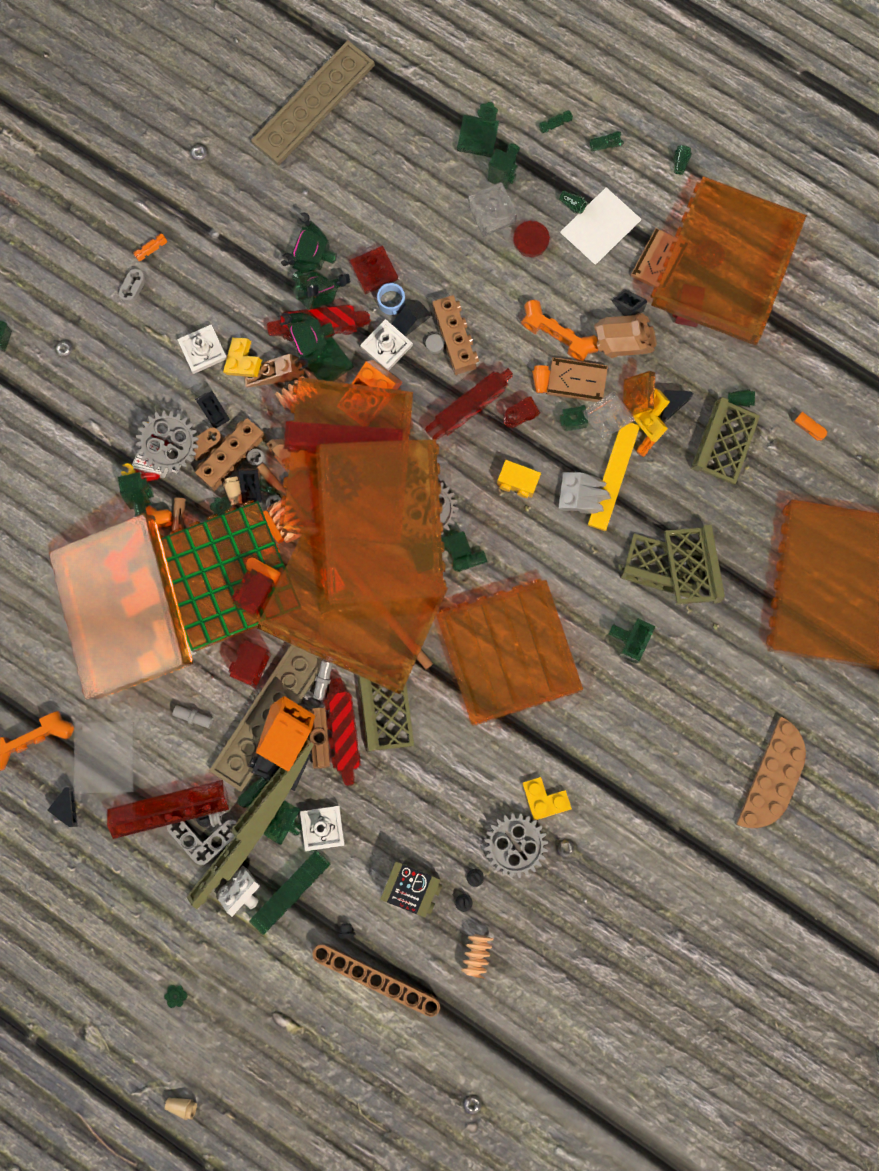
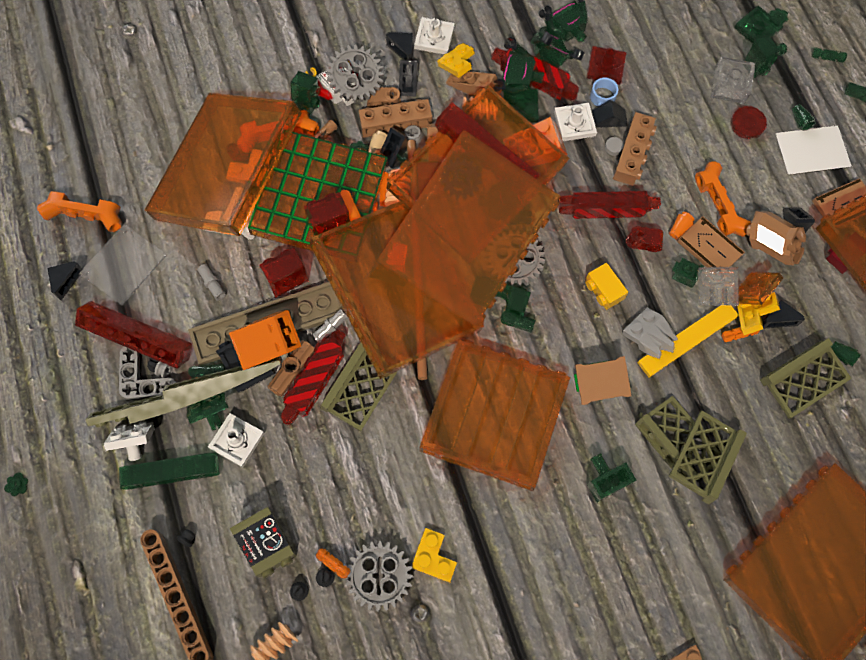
camera: 35 degrees right, 10 degrees down
(181, 379) = (401, 44): none -> black slope
(474, 863) = (333, 563): none -> orange axle
(572, 564) = (602, 380): none -> medium nougat piece

